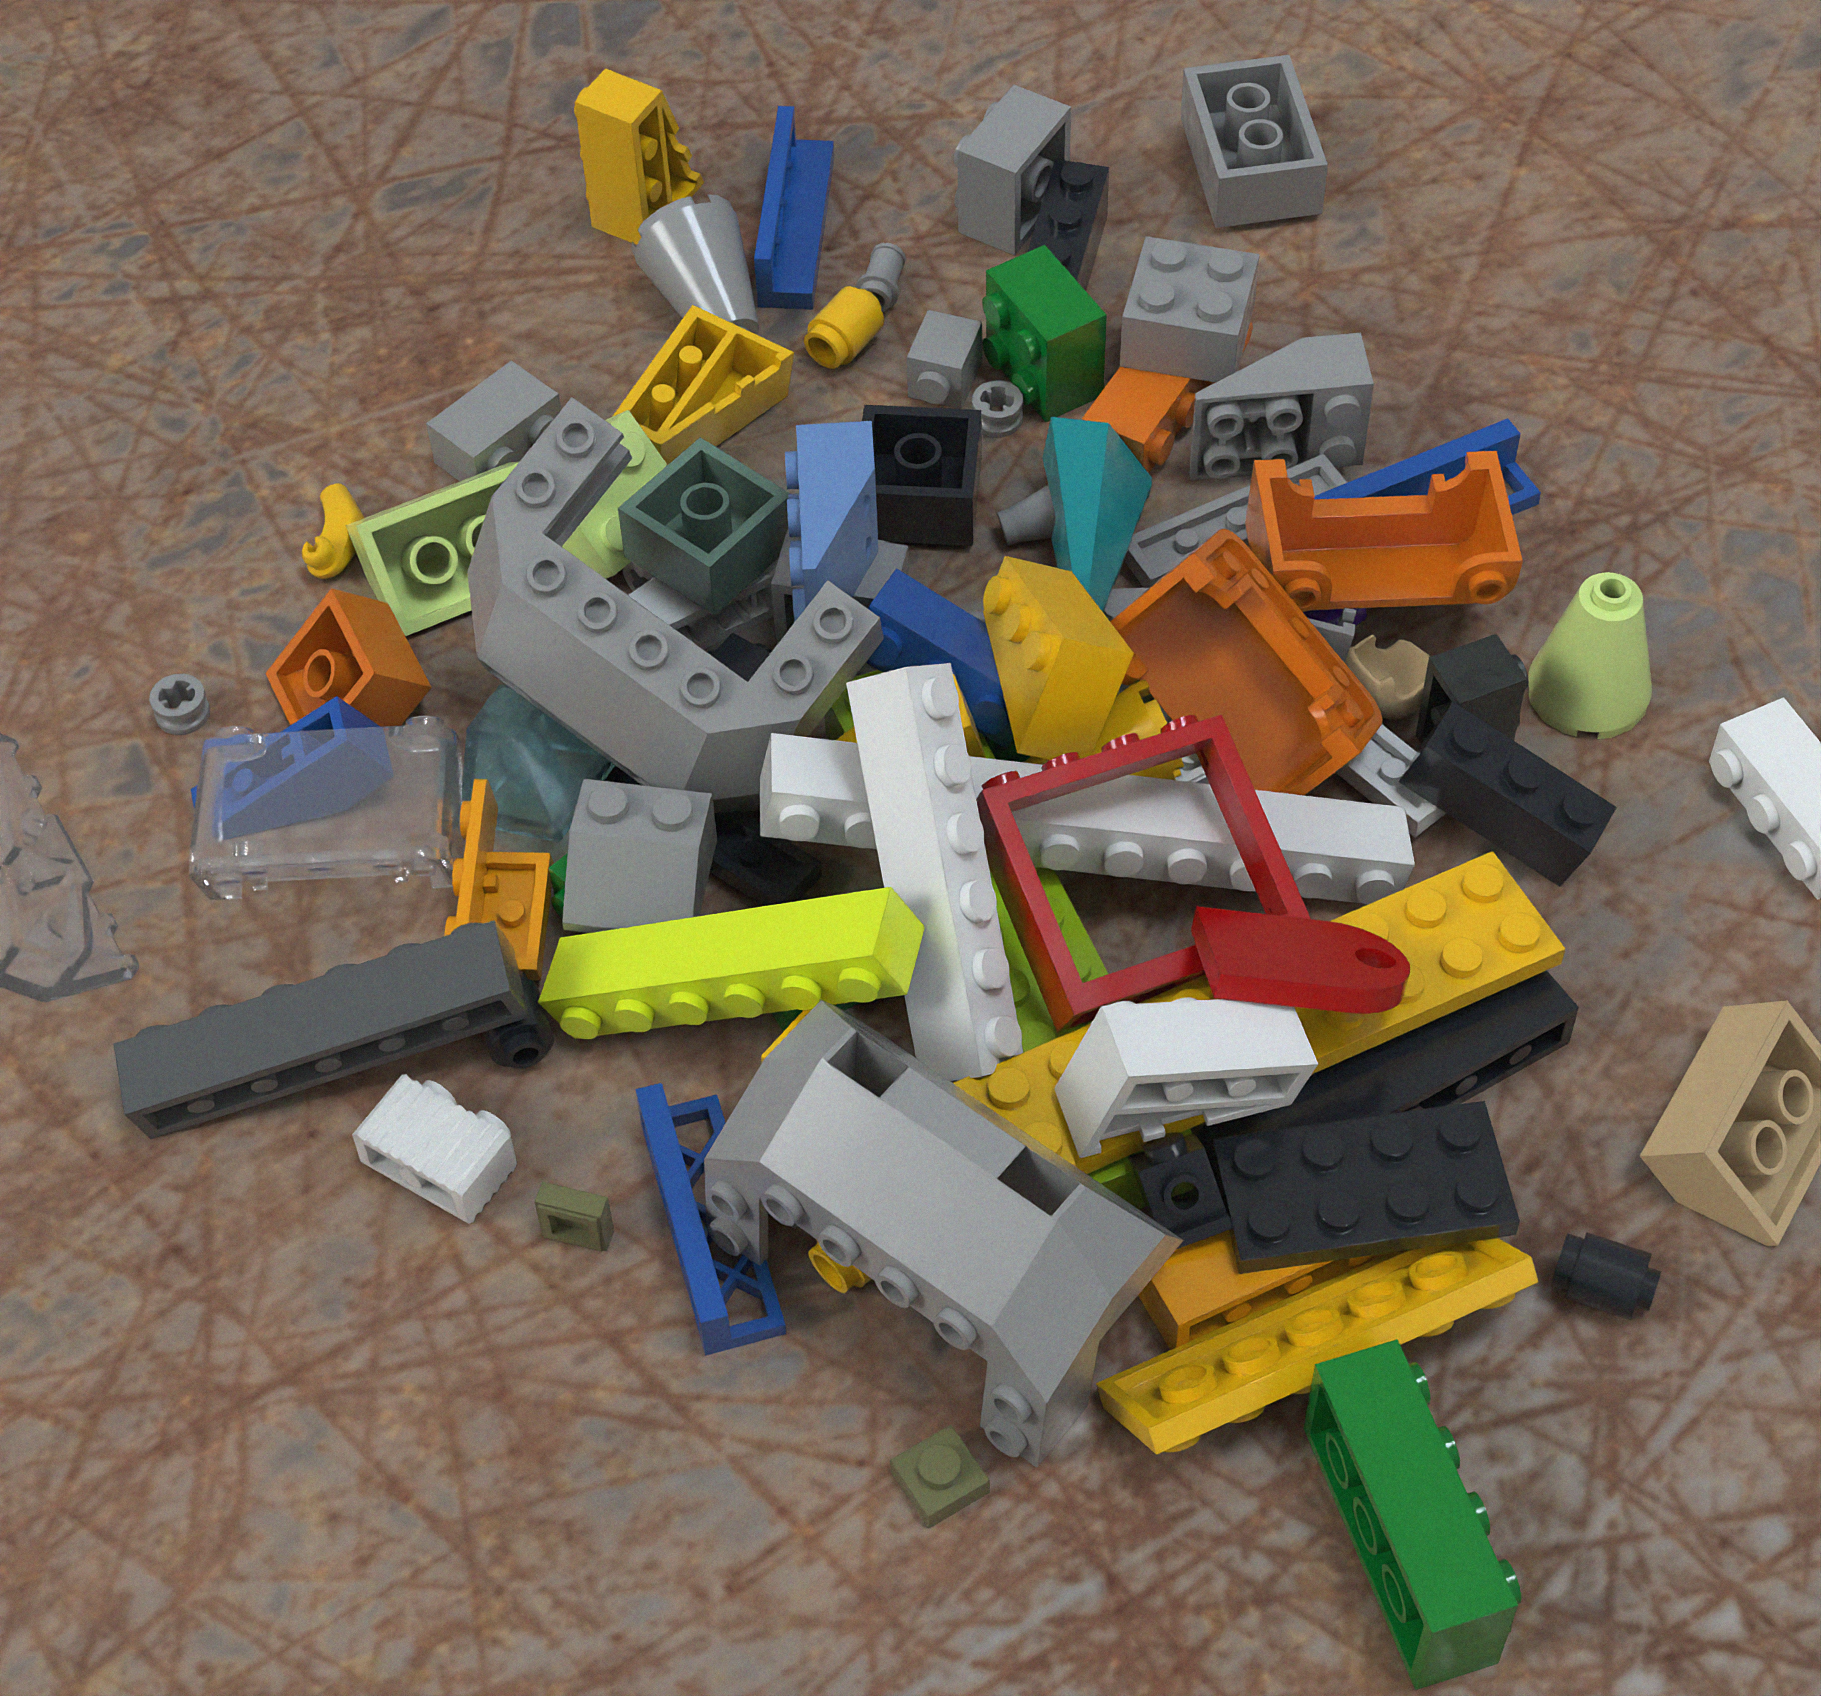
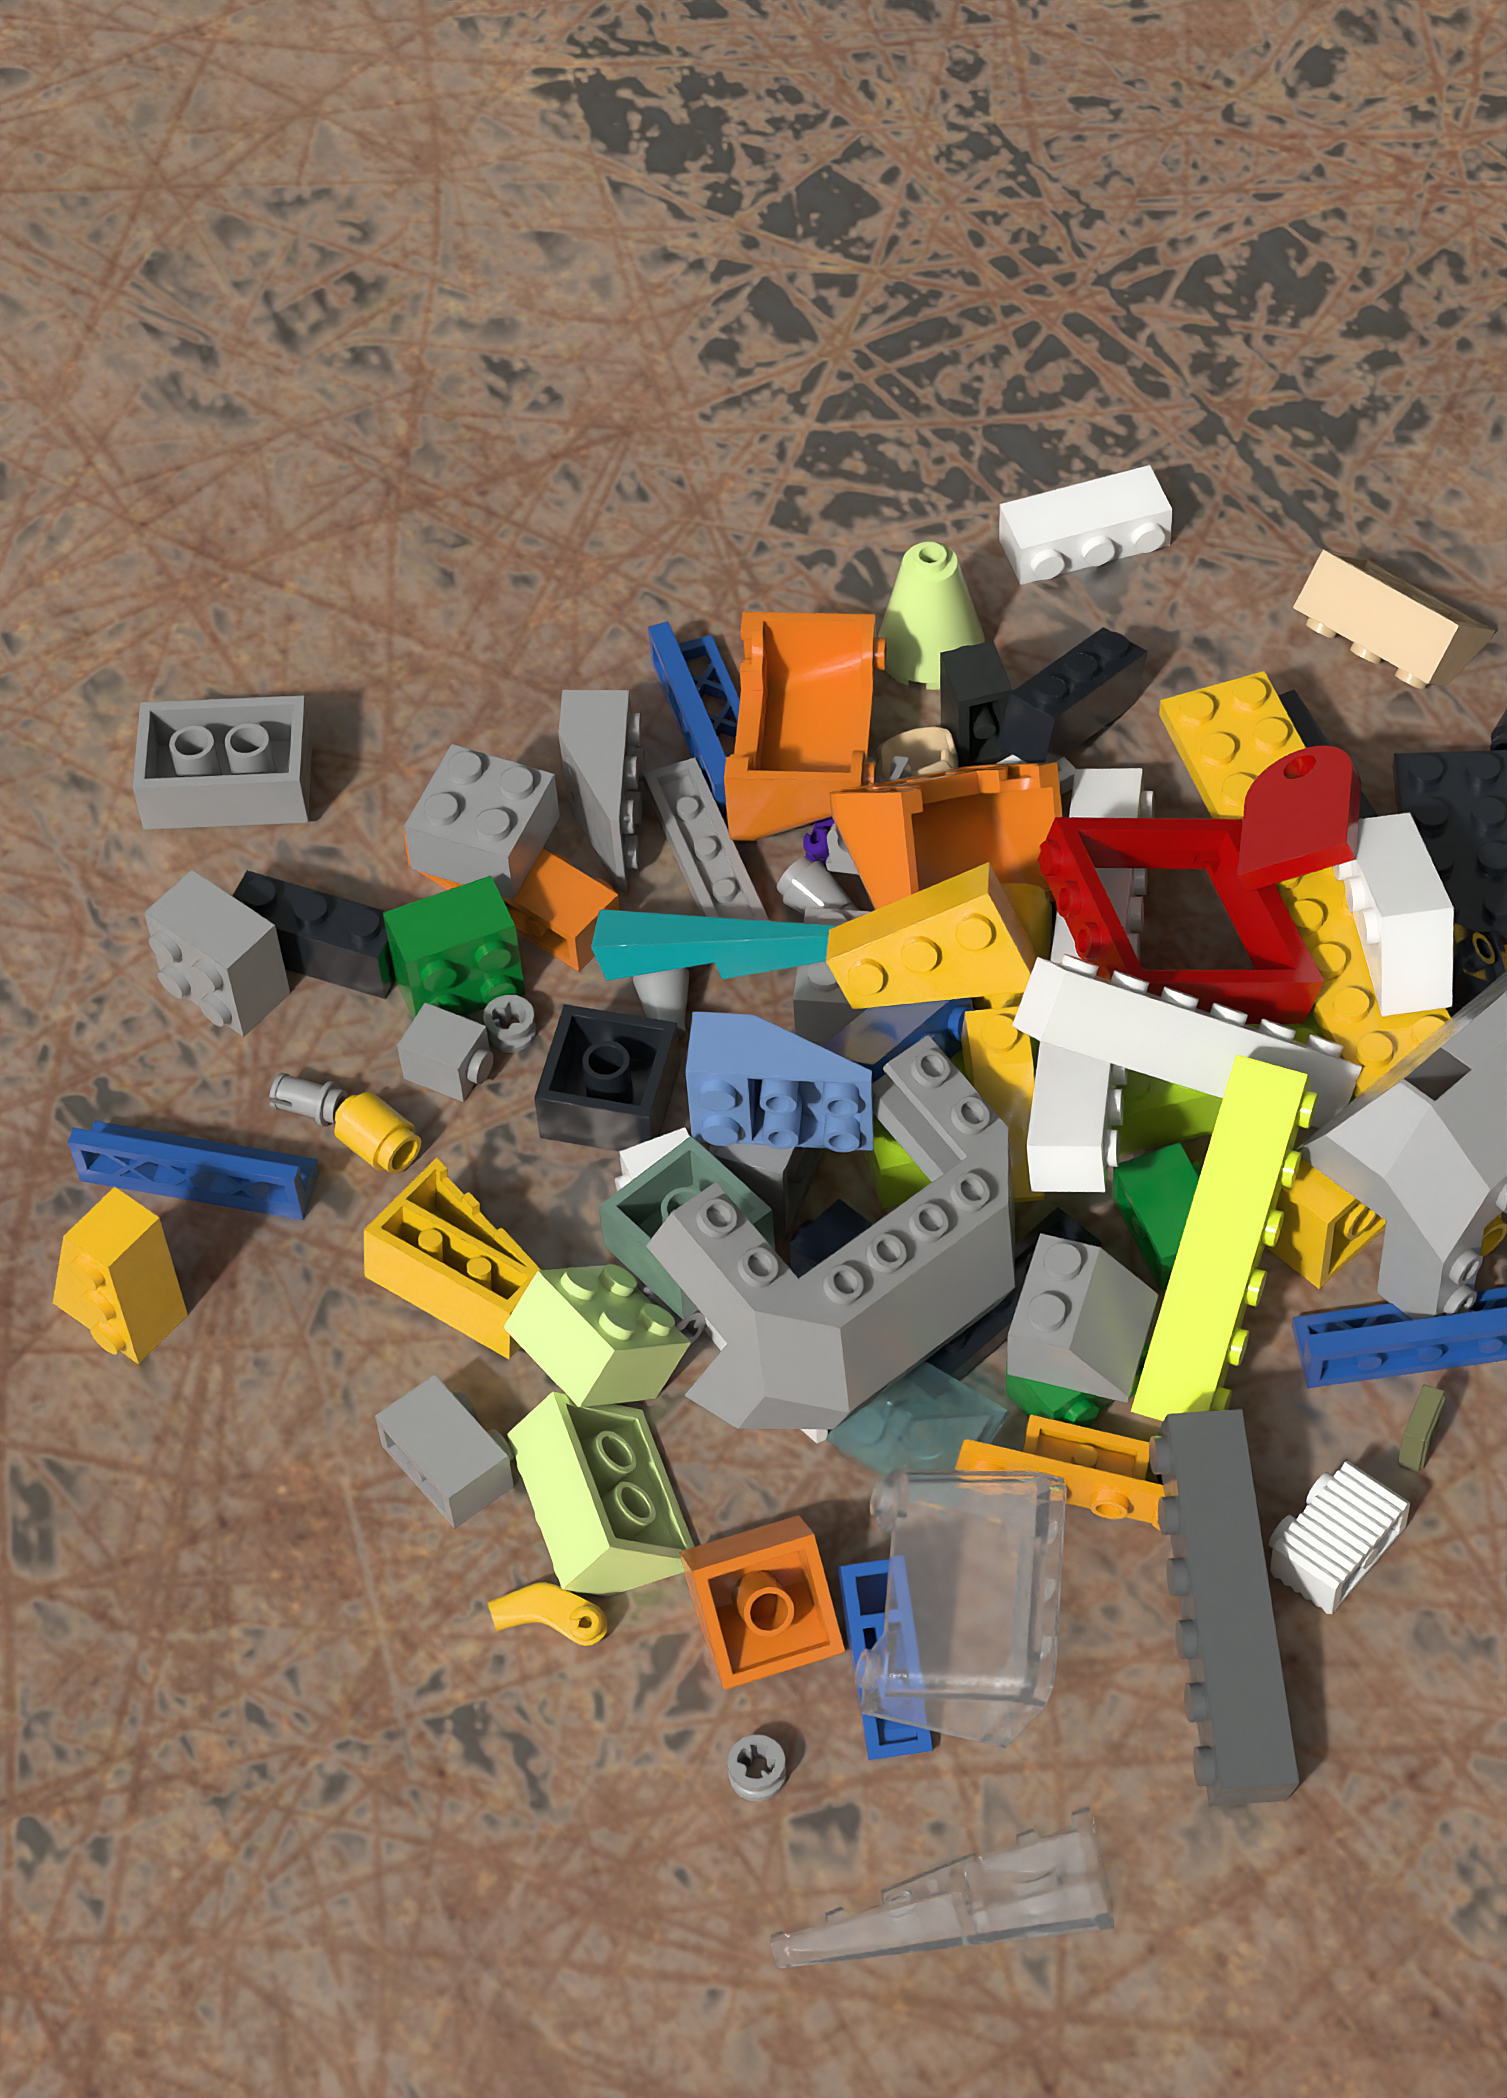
camera: 80 degrees left, 0 degrees up
(698, 259) = (283, 1240): light grey cone -> none

